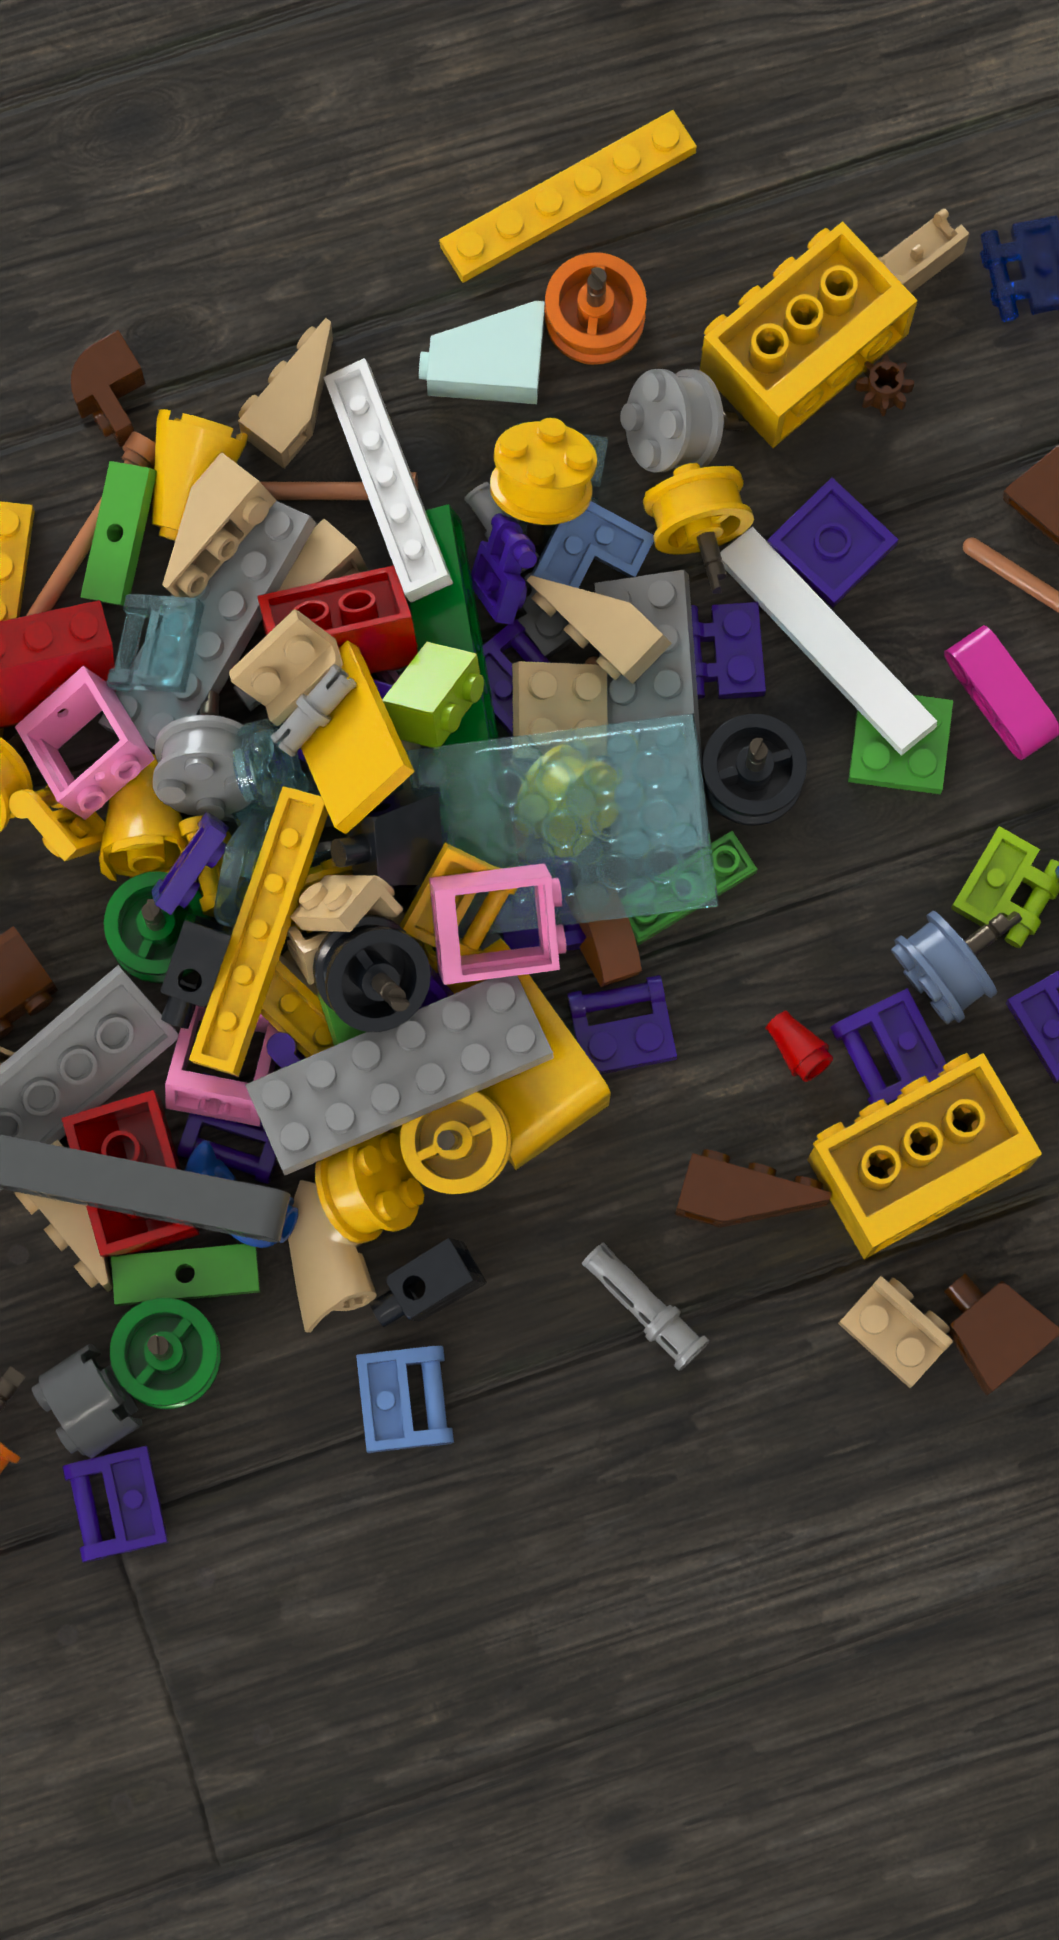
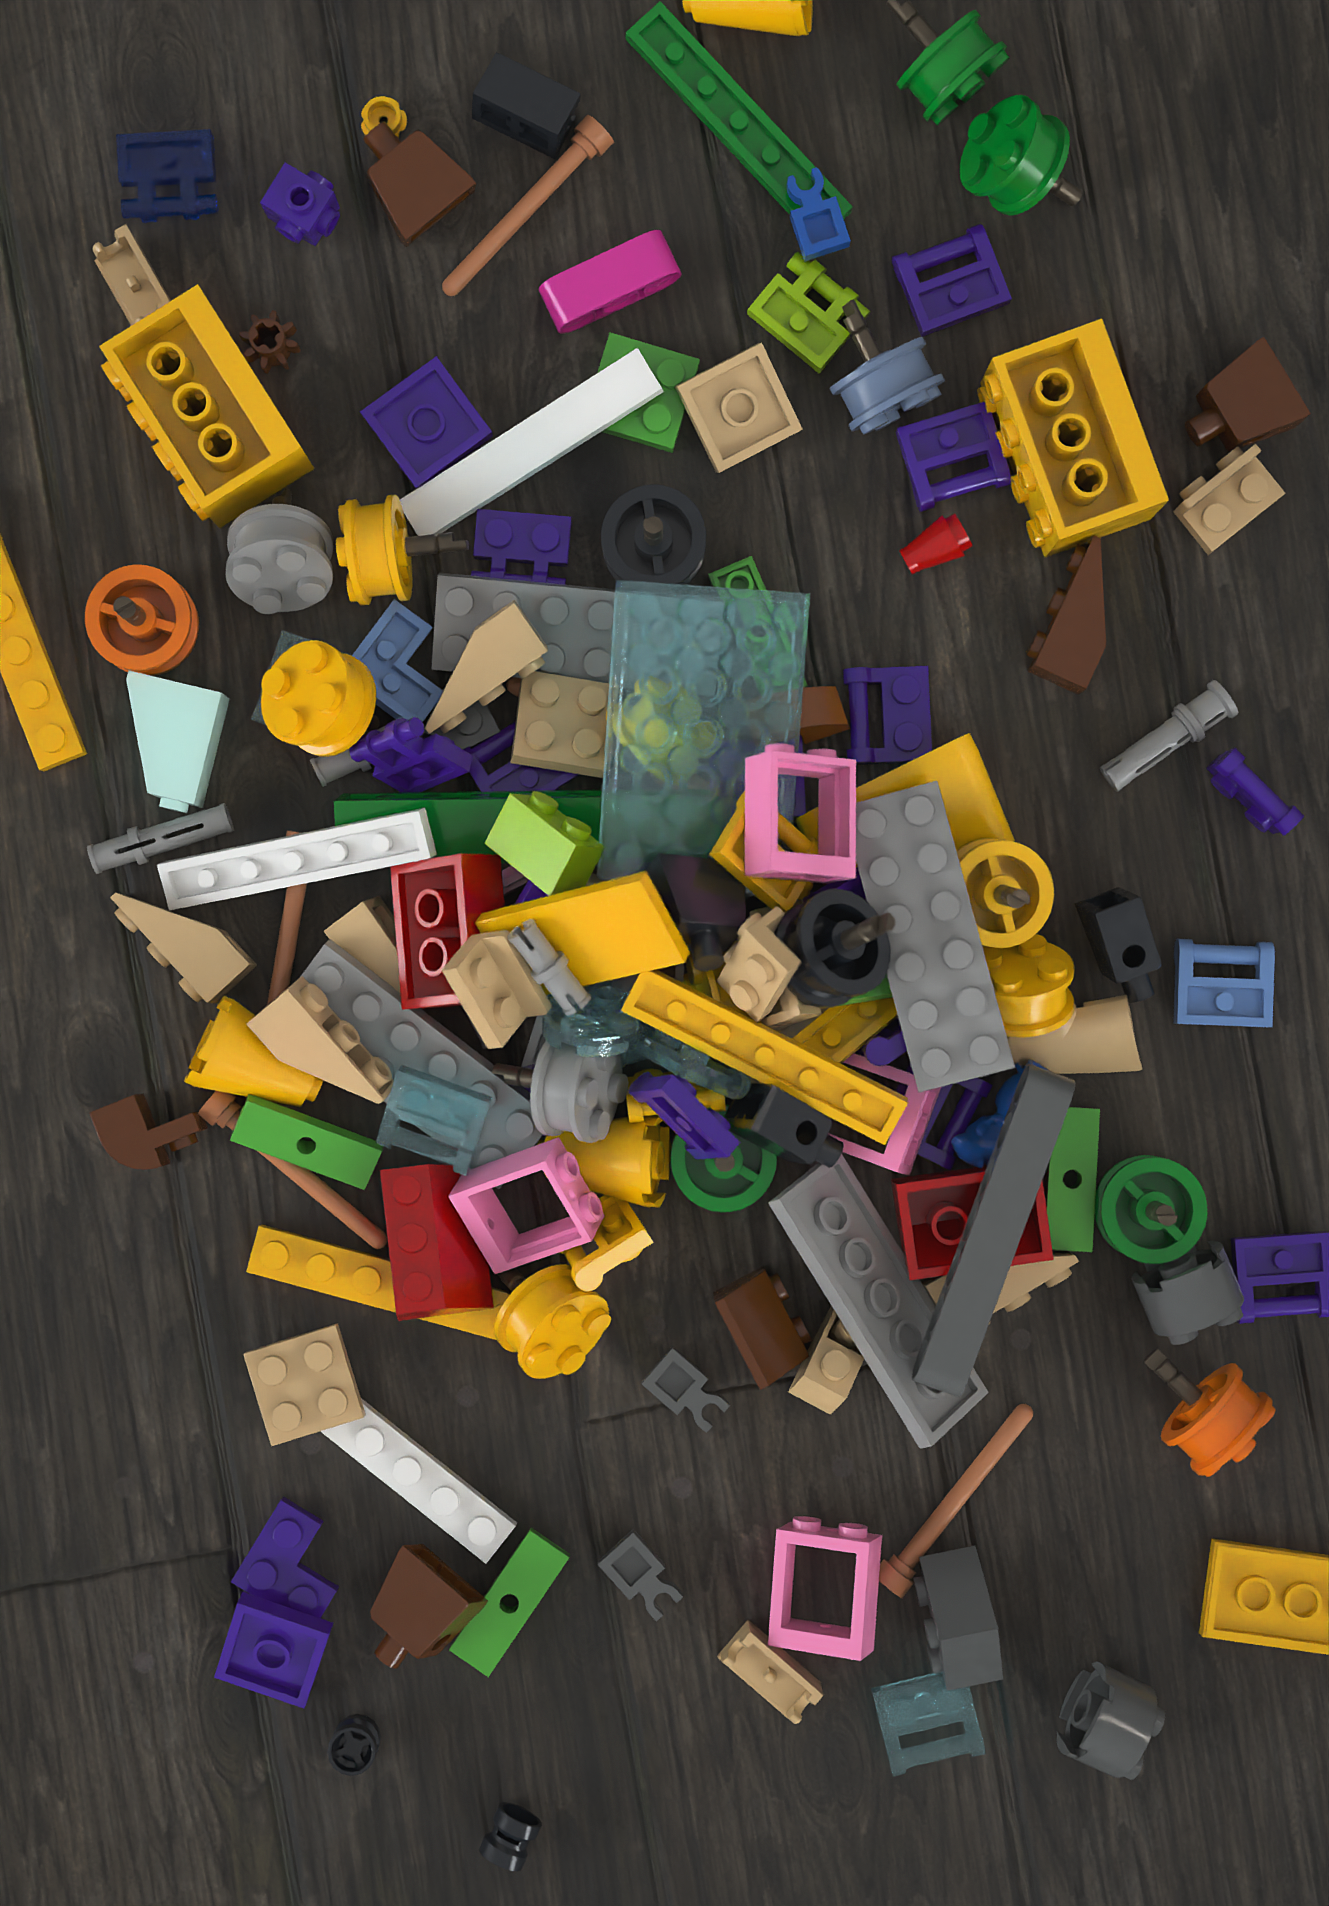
camera: 80 degrees left, 10 degrees up
(368, 314) = (106, 854): none -> light grey pin
(606, 1383) = (1264, 807): none -> dark purple plate
(899, 832) = (738, 407): none -> tan plate
(1020, 392) = (301, 205): none -> dark purple brick

